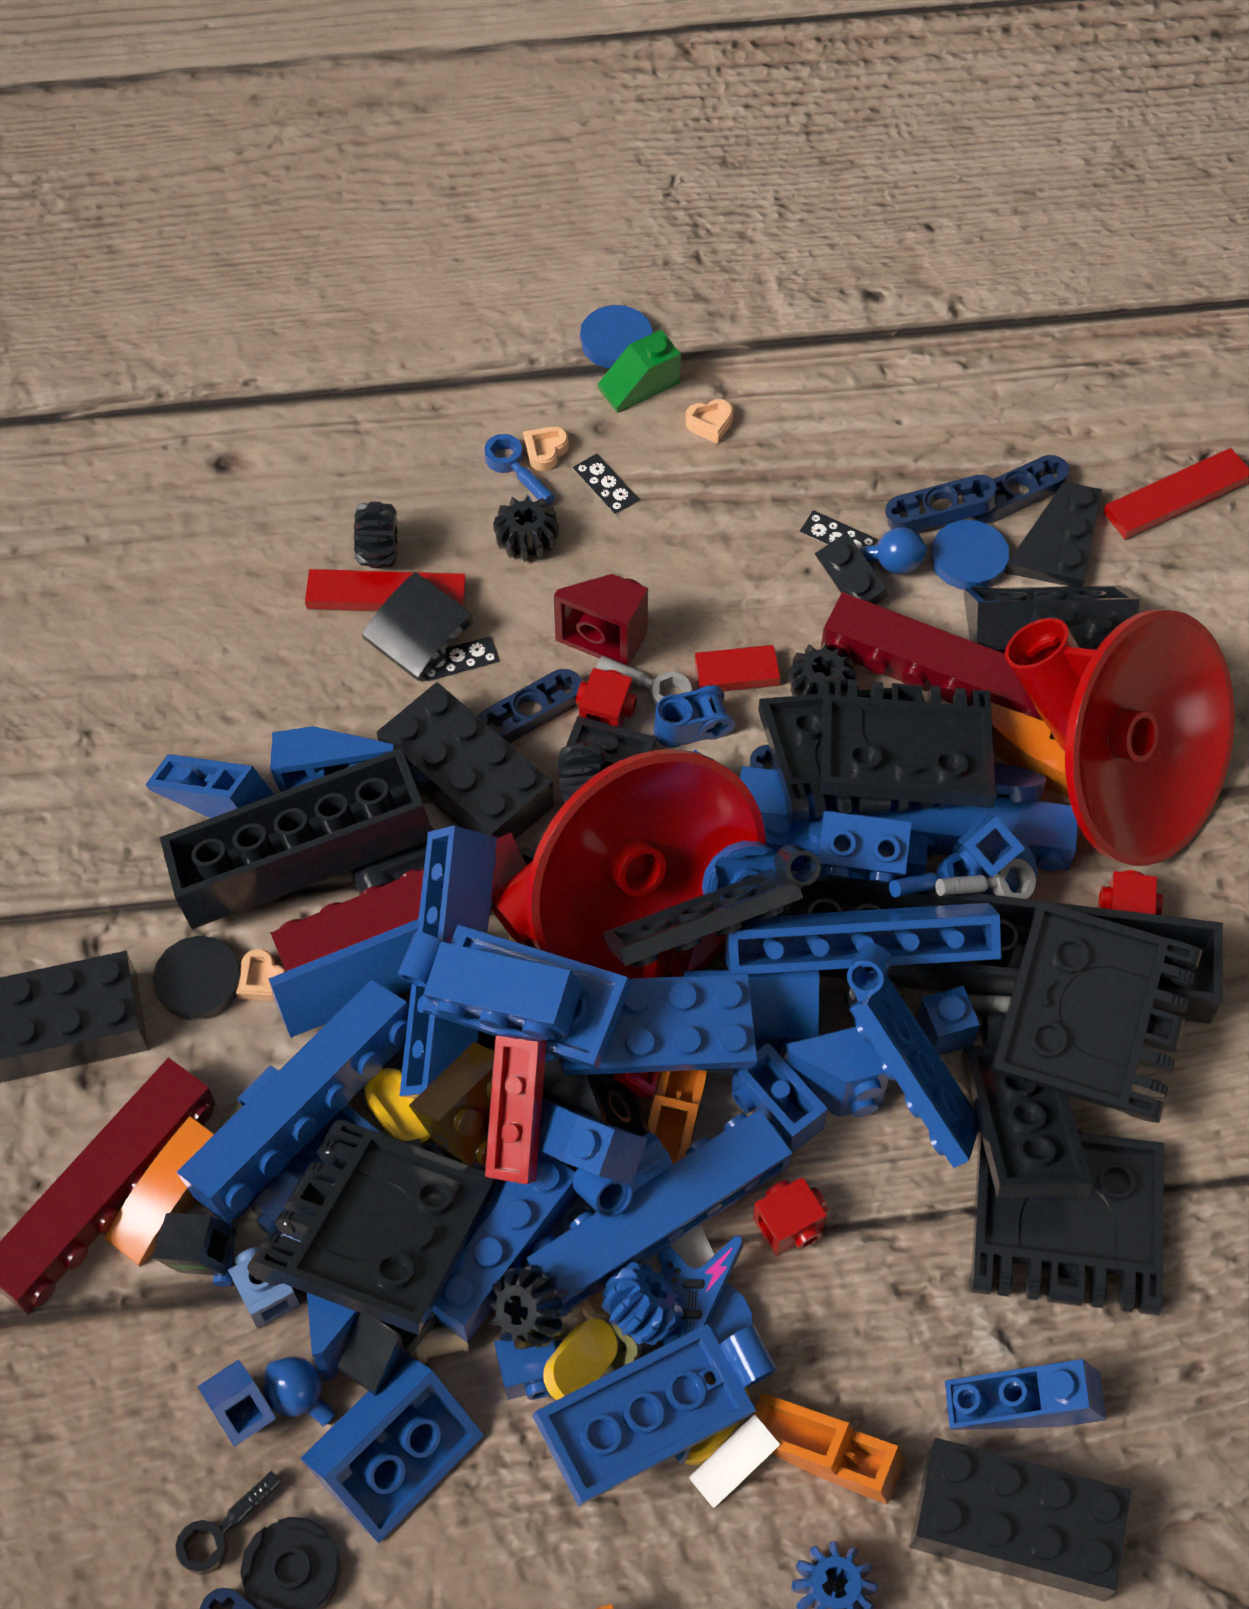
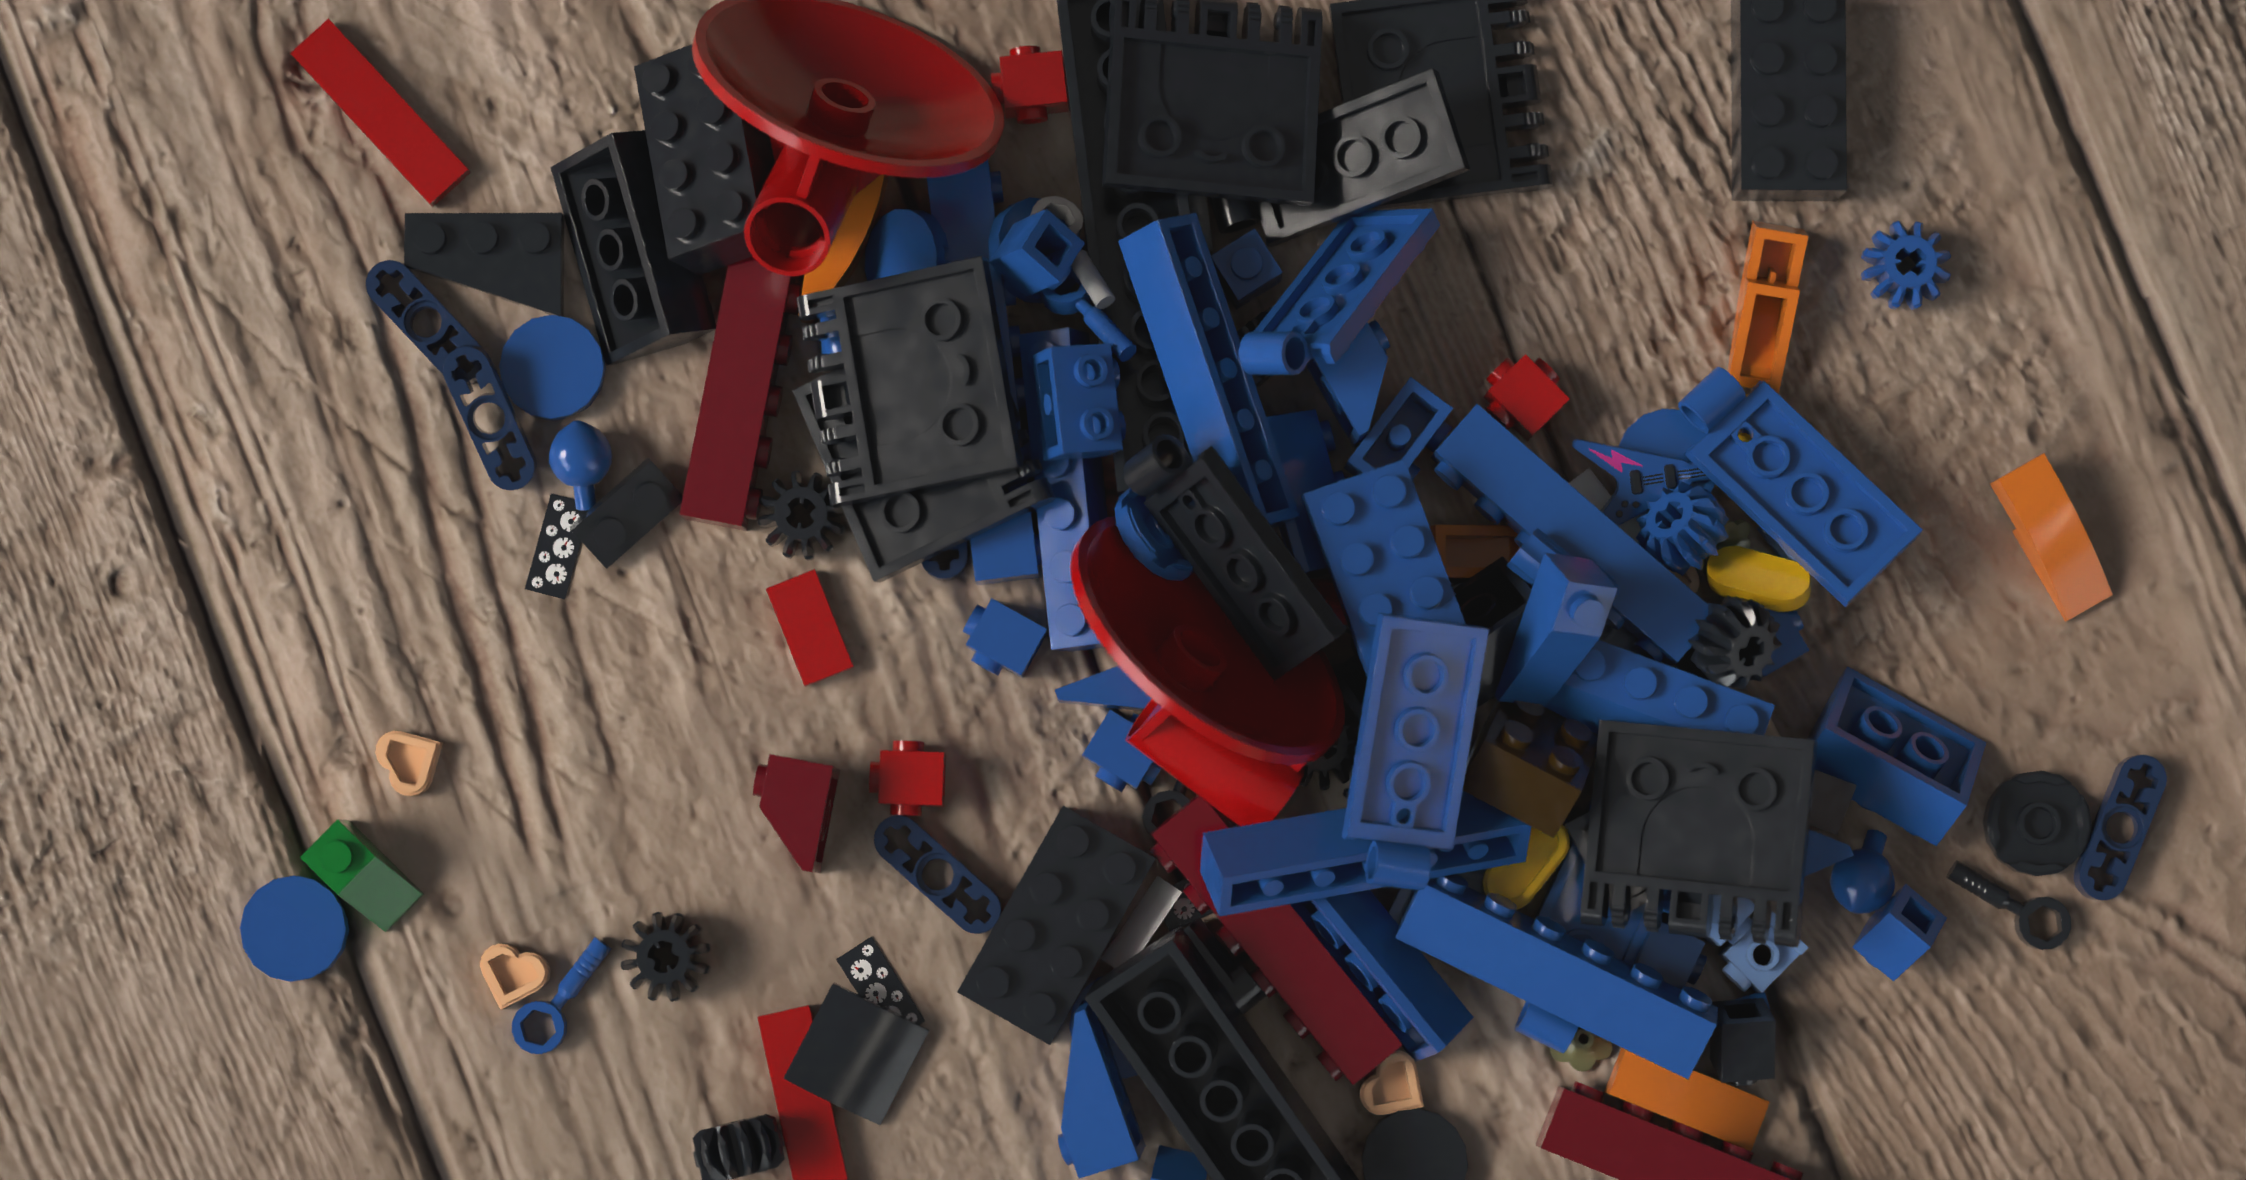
camera: 105 degrees left, 25 degrees up
(503, 991) = (1433, 753): blue brick -> none
(515, 1108) = (1541, 709): plate -> none
(578, 765) = (1037, 772): black gear -> none
(605, 483) = (550, 876): black sticker -> none
(616, 741) = (972, 756): black plate -> none
(640, 679) = (856, 748): light grey piece -> none
(695, 717) = (901, 660): blue piece -> none
(734, 1461) = (1807, 395): white sticker -> none
(1027, 1397) = (1657, 105): blue slope -> none

